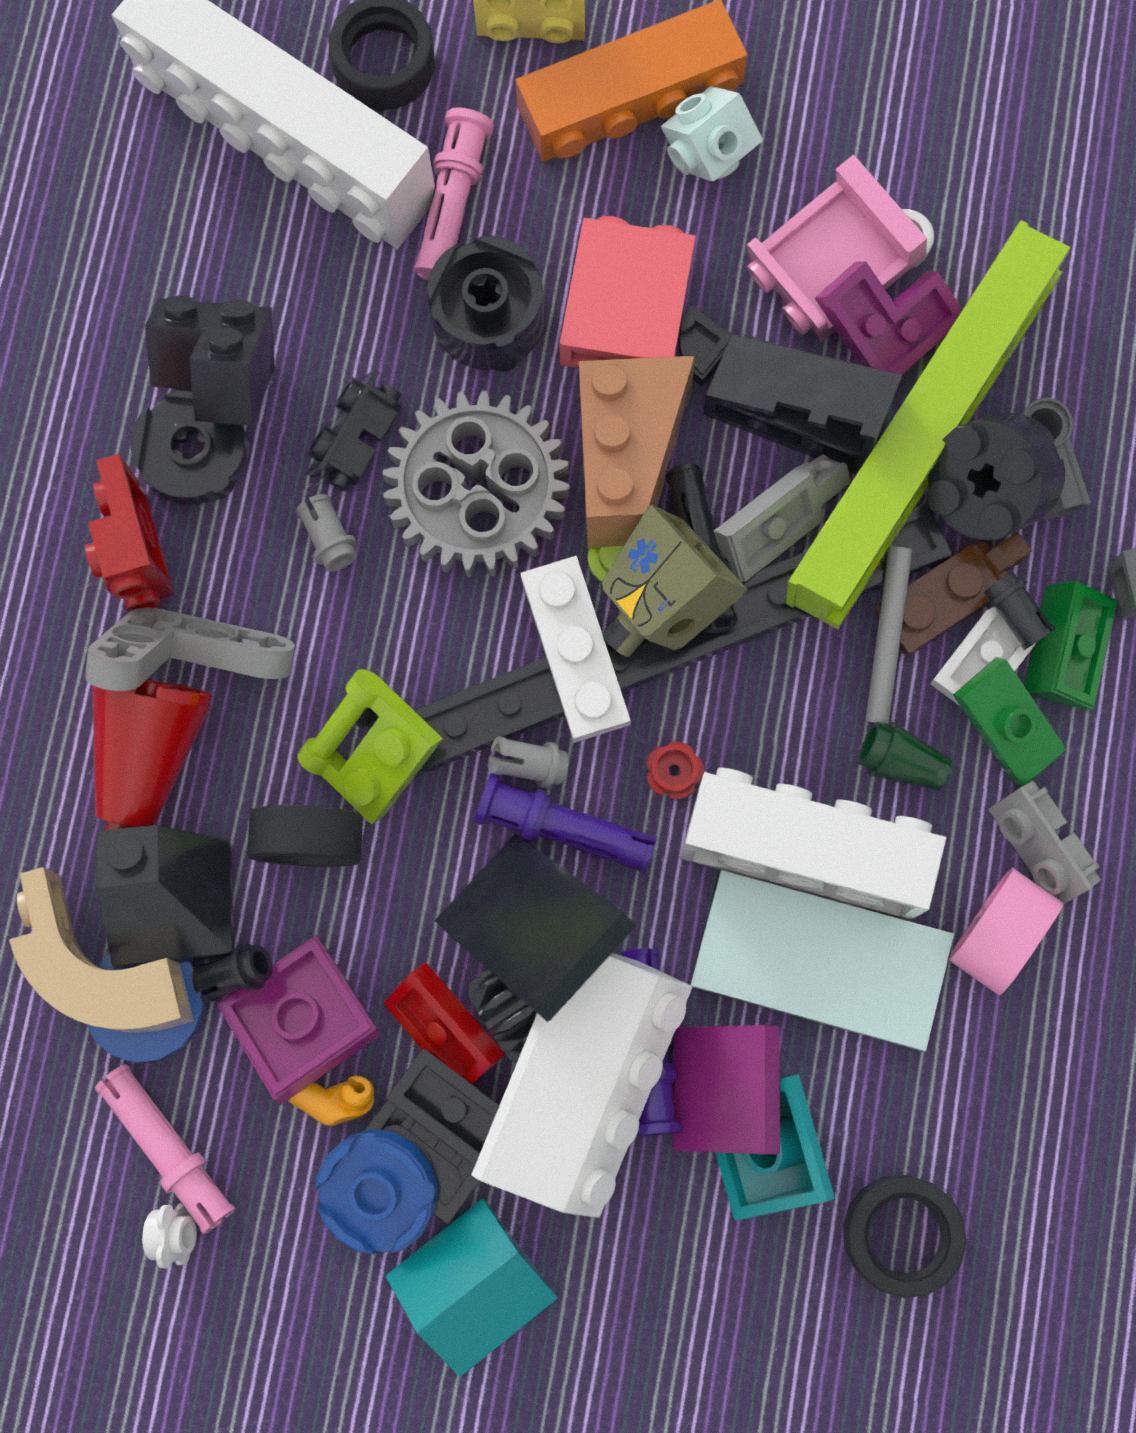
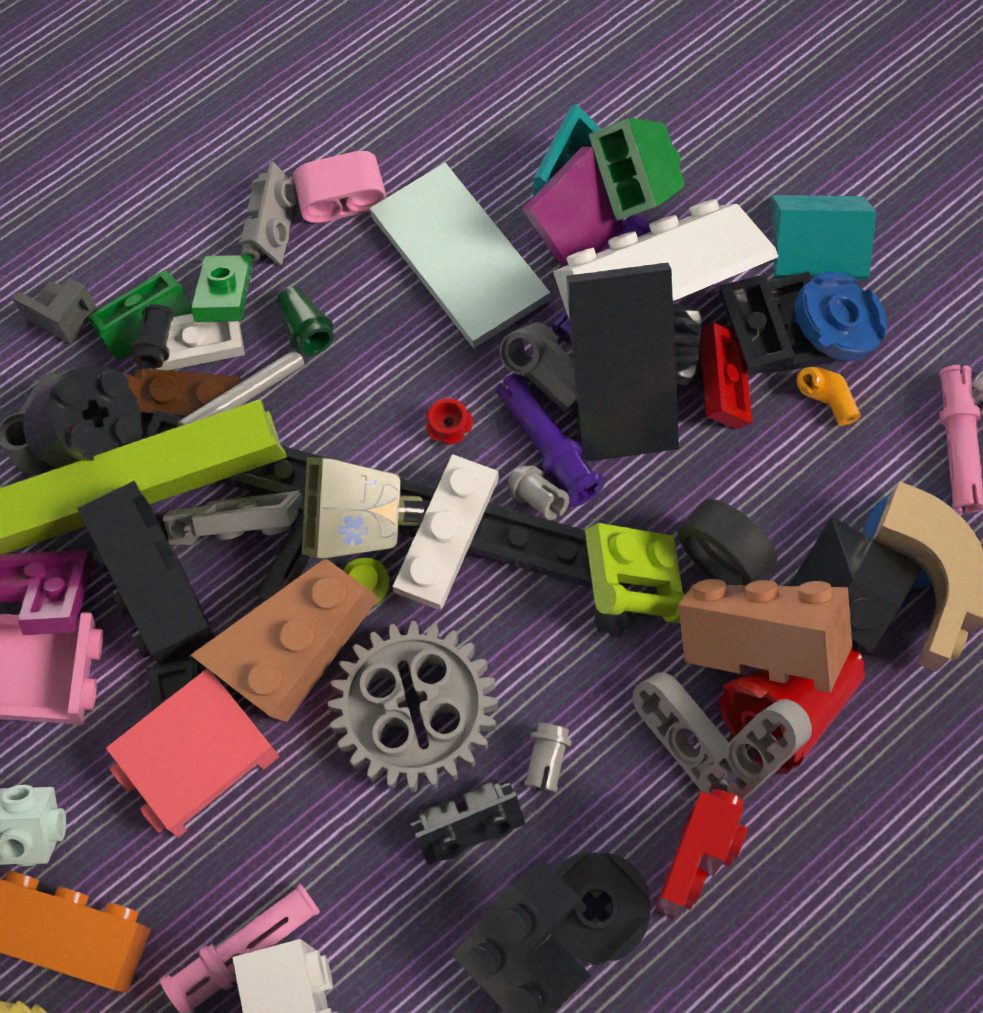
camera: 140 degrees left, 10 degrees down
(198, 768) = (768, 628): none -> nougat wedge
(243, 969) = (830, 499): black pin -> none
(299, 1021) = (816, 449): magenta tile -> none
(459, 299) = (263, 824): black brick -> none
(646, 893) = (549, 369): none -> dark grey piece
(705, 1187) = (637, 165): none -> green torso
(813, 845) = (410, 299): white brick -> none
(951, 1229) = (543, 58): black tyre -> none

